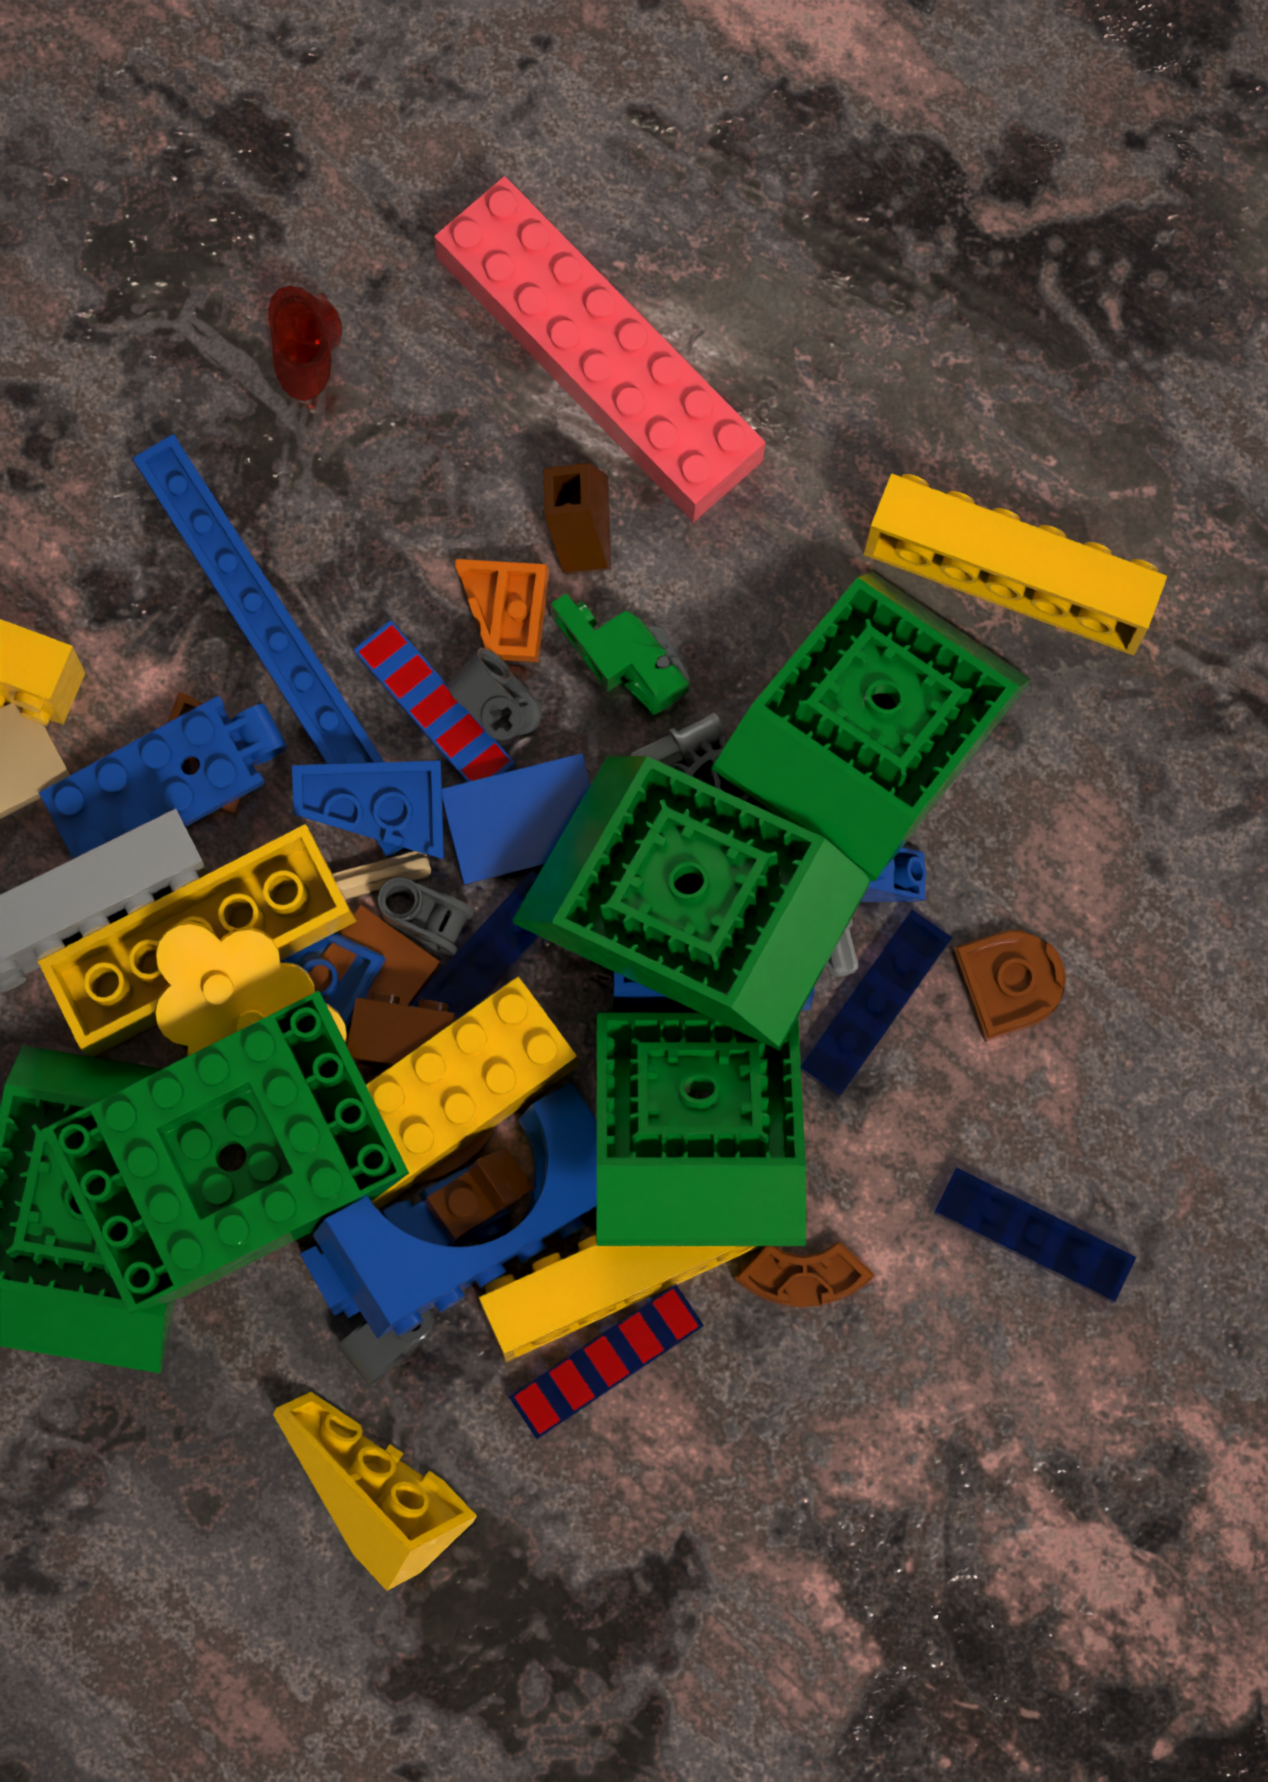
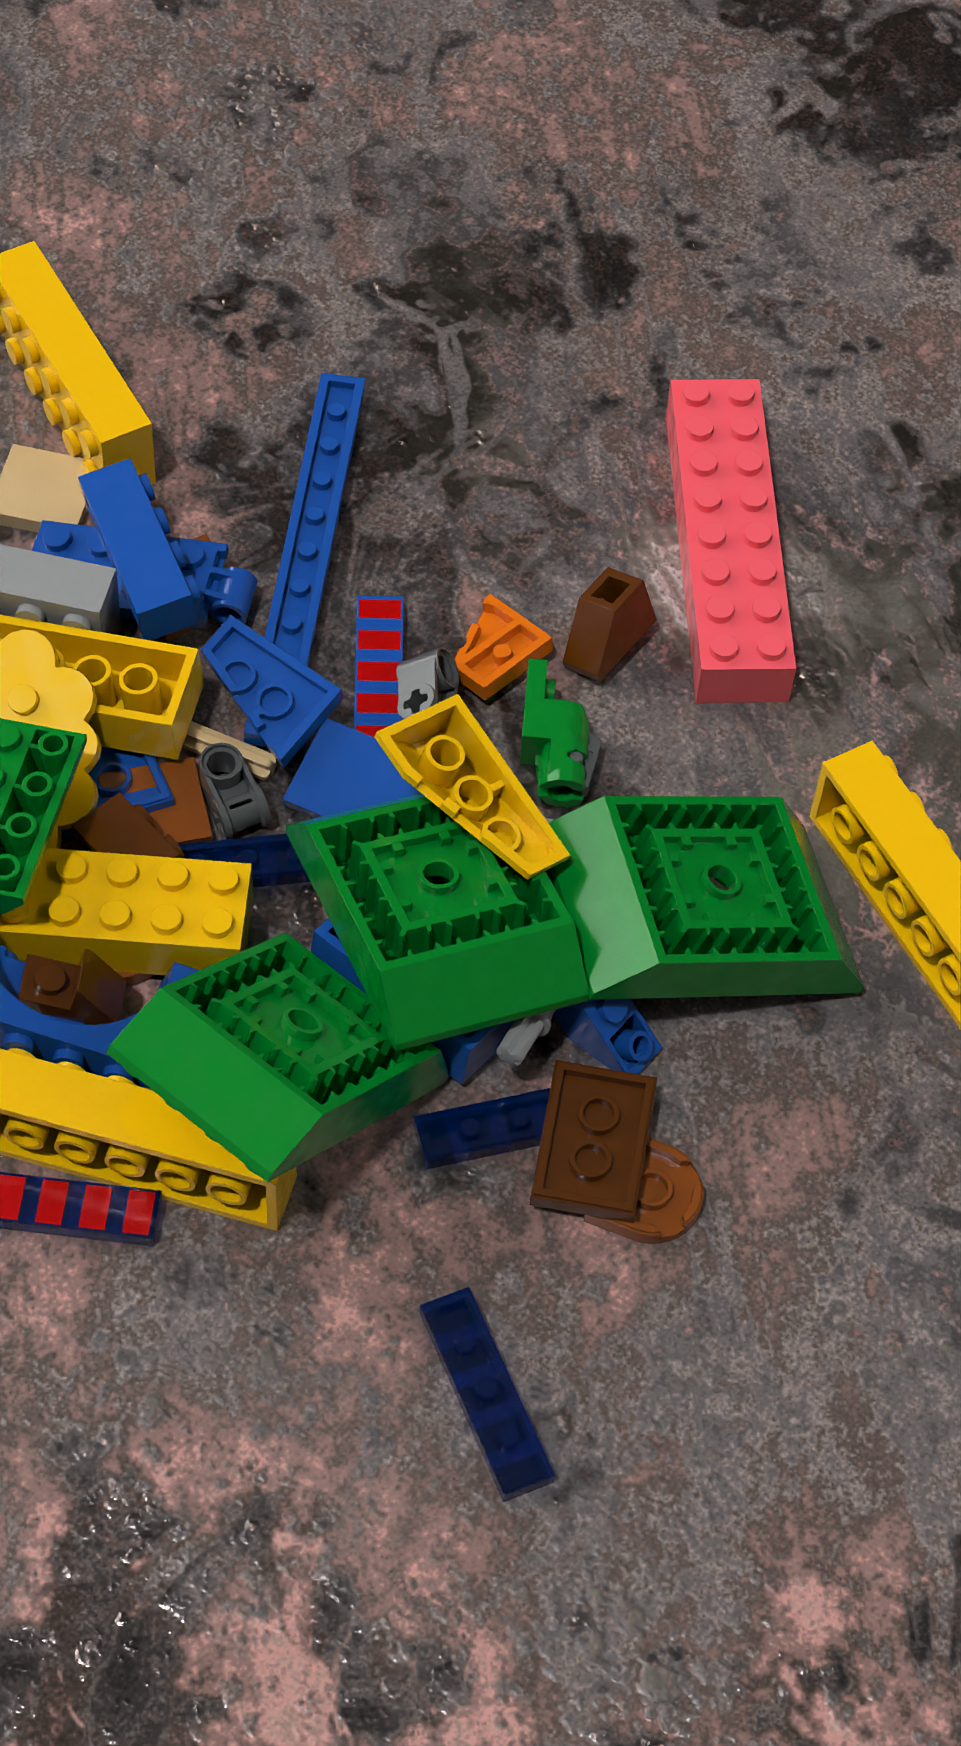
camera: 40 degrees right, 20 degrees down
(162, 766) = (139, 549): none -> blue brick
(303, 337) = (519, 387): clear red piece -> none
(640, 785) = (464, 775): none -> yellow wedge
(804, 1280) = (266, 1273): dark orange tile -> none
(948, 977) = (593, 1141): none -> reddish brown tile

